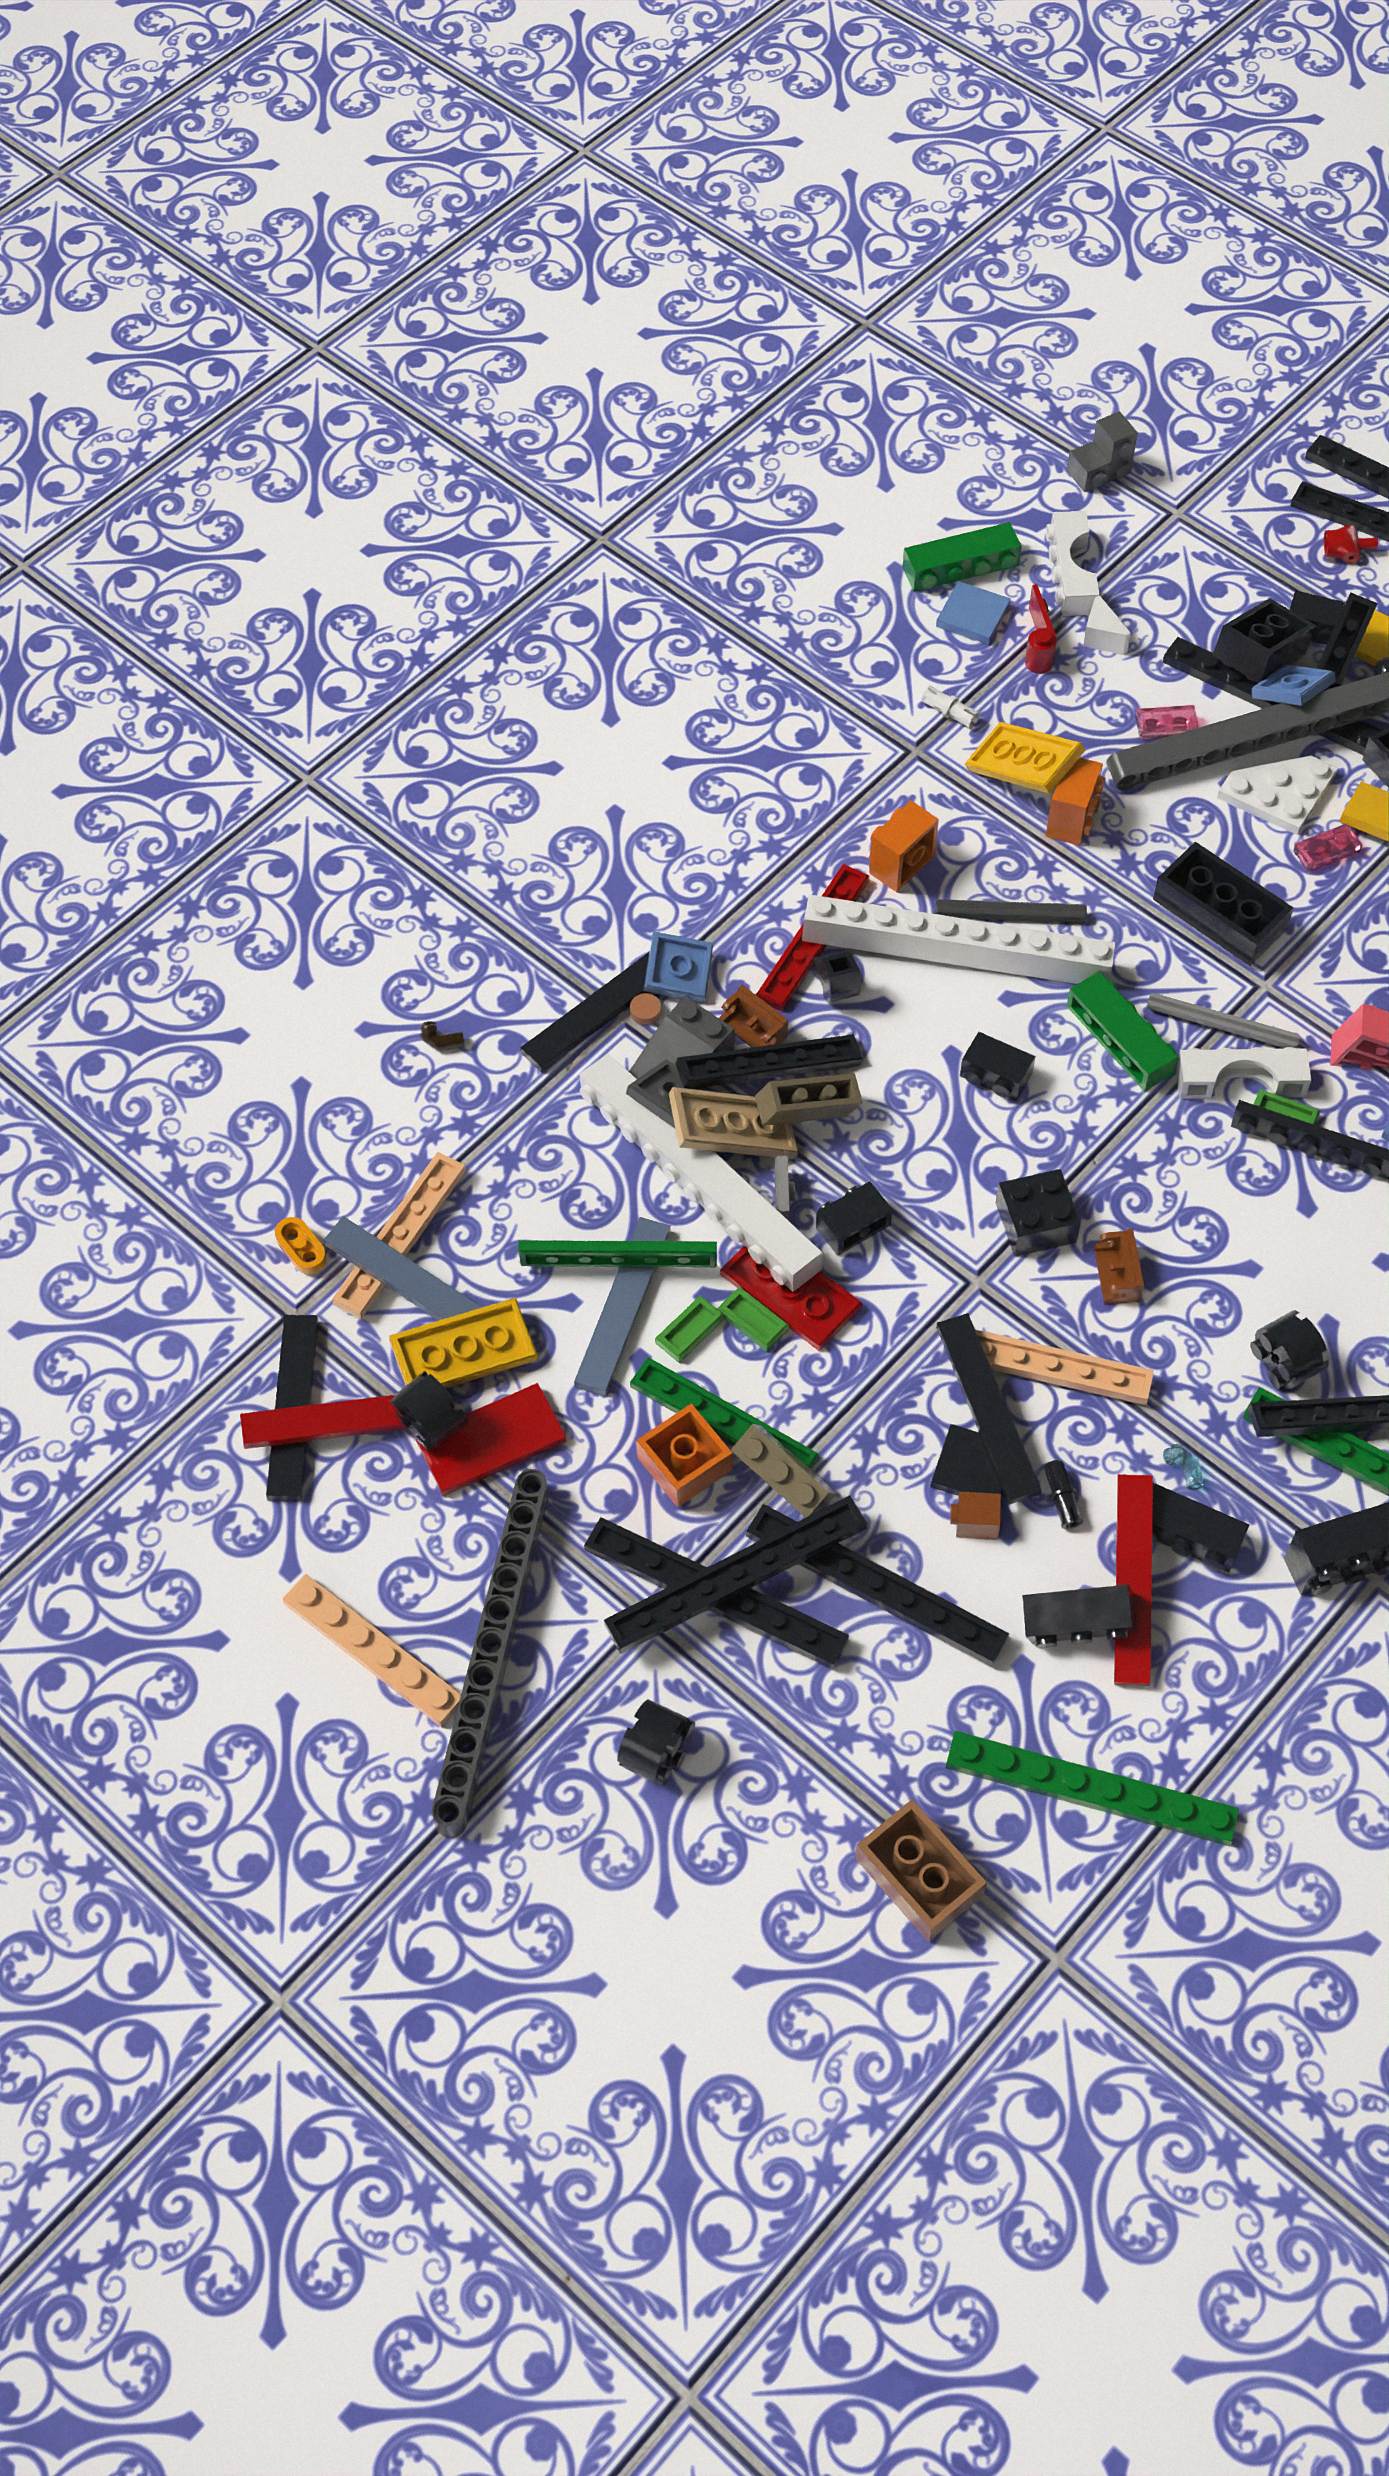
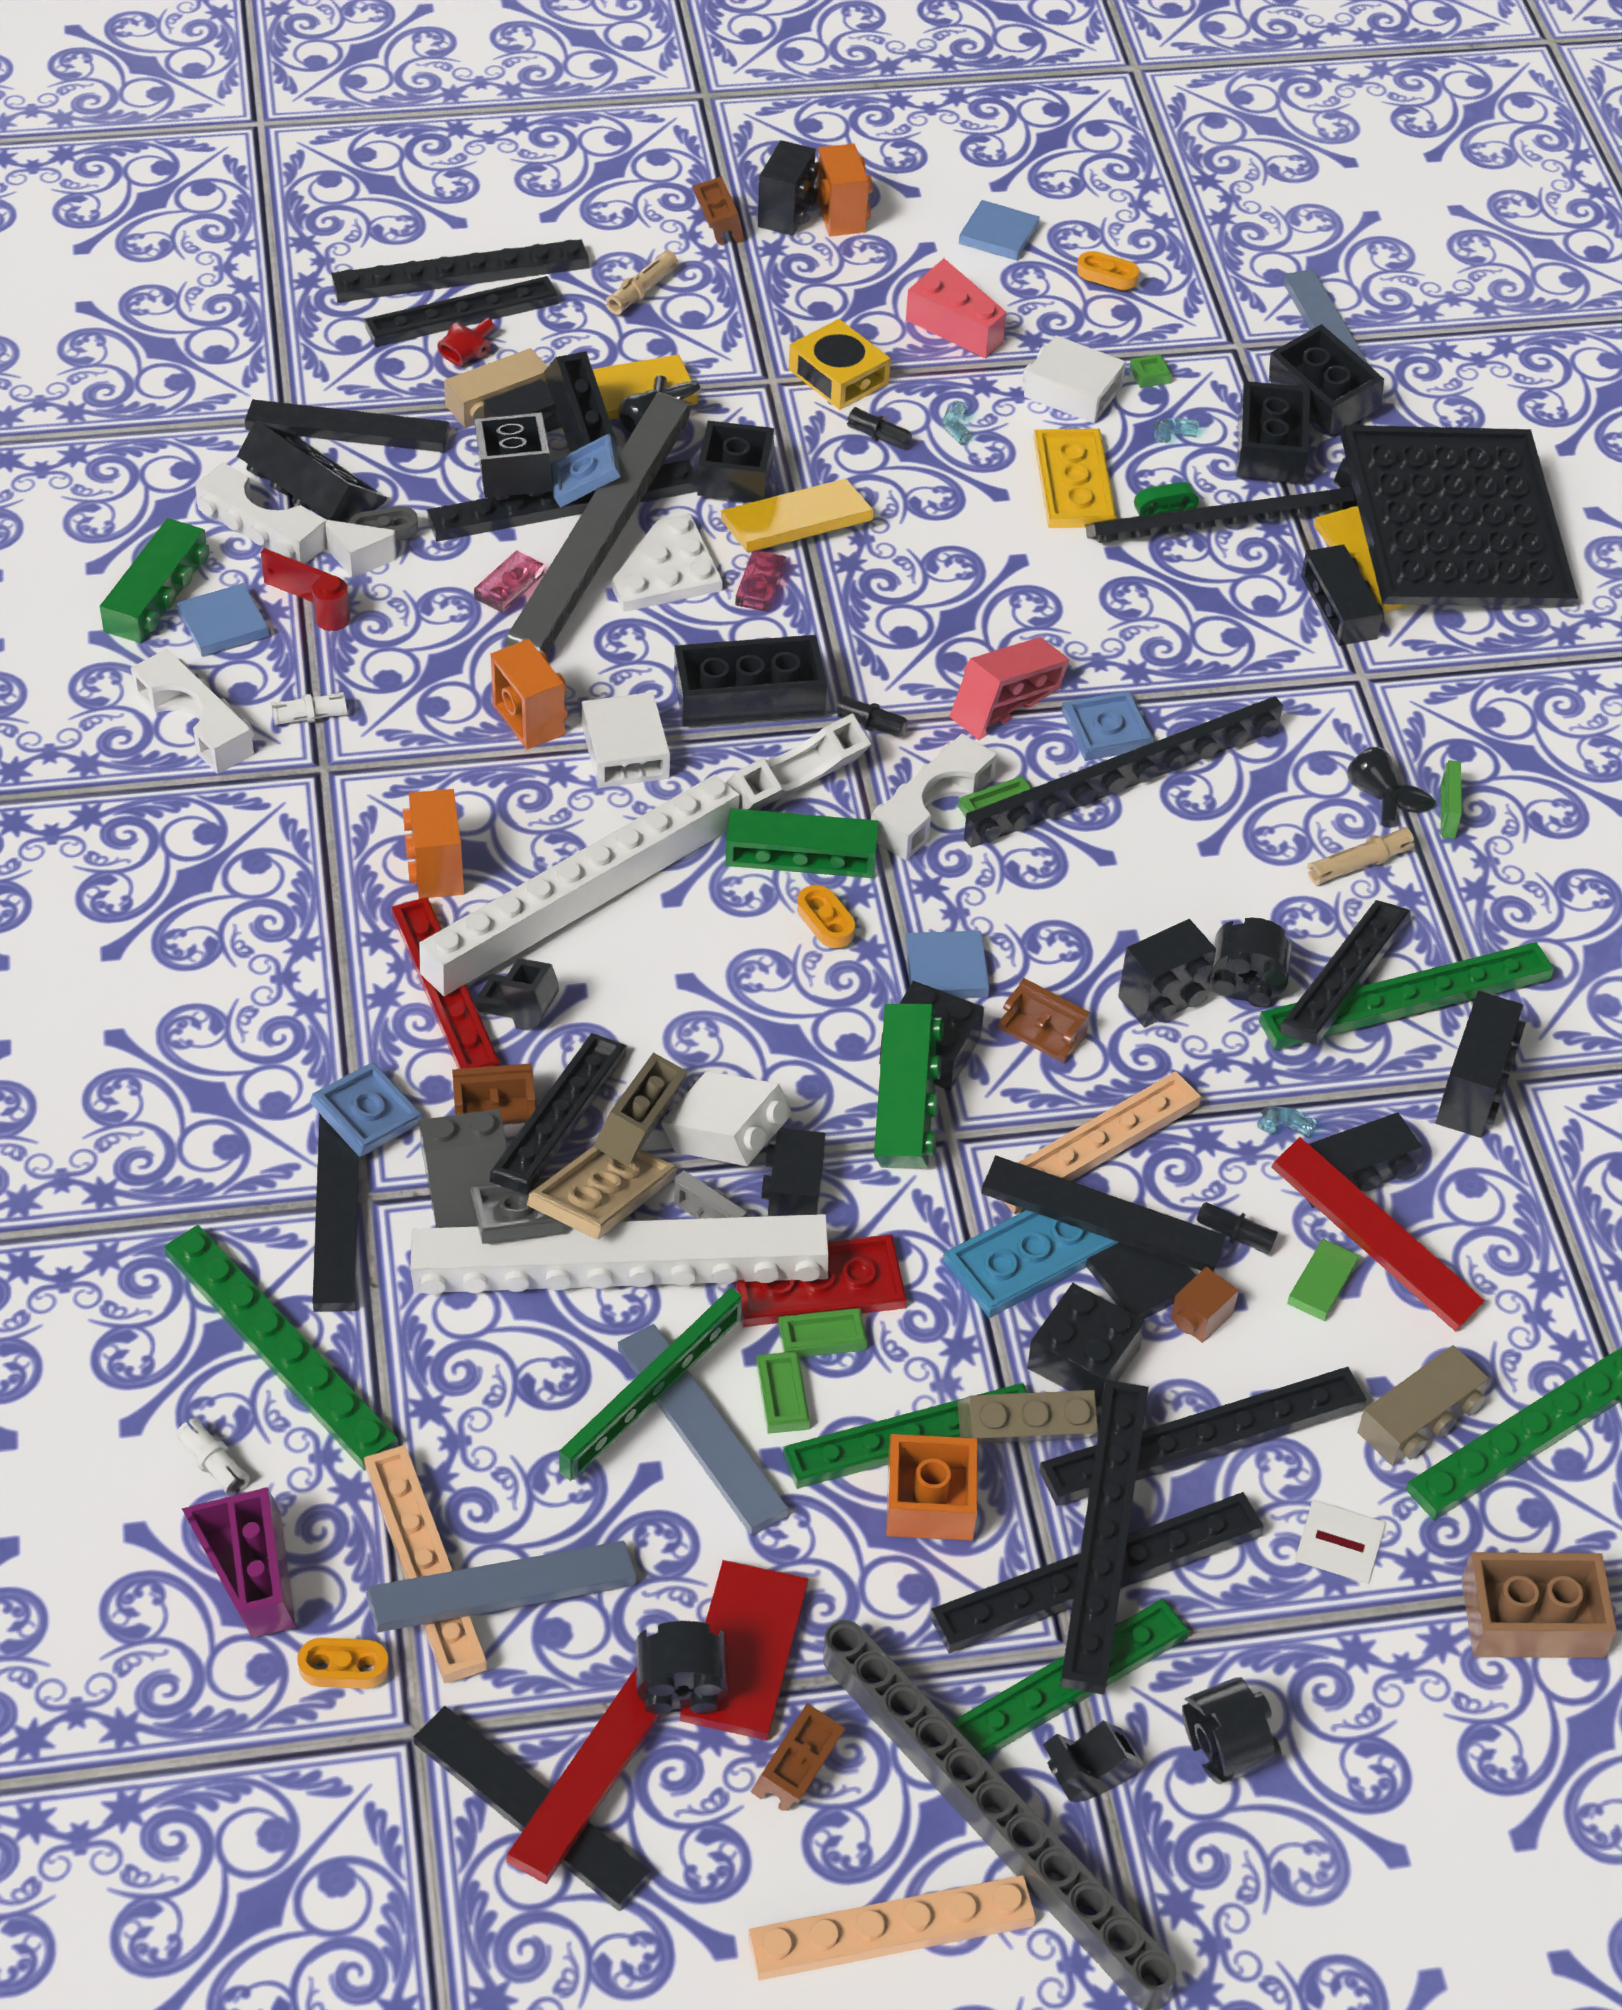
camera: 55 degrees left, 10 degrees down
(320, 1148) = (249, 1555): none -> magenta wedge
(376, 1081) = (212, 1456): none -> white pin
(434, 1516) = (798, 1757): none -> dark orange hinge
(438, 1040) = (224, 1368): dark brown arm -> none
(465, 1345) = (621, 1594): yellow tile -> none
(480, 1055) = (280, 1346): none -> green plate
(566, 1680) = (1093, 1762): none -> black brick
(587, 1618) = (1040, 1695): none -> green tile
(645, 1009) = (379, 1172): nougat tile -> none
(850, 1149) = (726, 1118): none -> white brick
(875, 1721) = (1340, 1541): none -> white sticker
(878, 678) = (169, 685): none -> white arch
(878, 1467) = (1085, 1342): none -> black brick
(915, 1387) = (1020, 1259): none -> dark azure tile
(969, 1224) = (907, 1086): none -> green brick
(997, 1066) = (744, 953): black brick -> none
(1012, 910) = (583, 827): dark grey axle -> none
(1023, 1701) = (1423, 1406): none -> dark tan brick
(1025, 757) = (446, 690): yellow tile -> none
(1074, 1572) = (1323, 1279): none -> bright green tile
(1075, 1089) = (831, 921): none -> light orange plate
(1079, 1615) = (1382, 1297): black brick -> none
(1102, 877) = (625, 740): none -> white brick
(1106, 457) = (176, 406): dark grey brick -> none
(1111, 1181) = (948, 962): none -> medium blue tile
(1134, 559) = (306, 474): none -> black slope
(1143, 627) = (399, 518): none -> dark grey plate
(1198, 986) = (813, 759): none -> white arch
(1203, 545) = (350, 425): none -> black tile
(1223, 1021) = (862, 772): light grey axle -> none
(1225, 1307) = (1167, 973): none -> black brick
(1274, 991) = (872, 716): none -> black axle
(1320, 581) = (467, 390): none -> tan brick

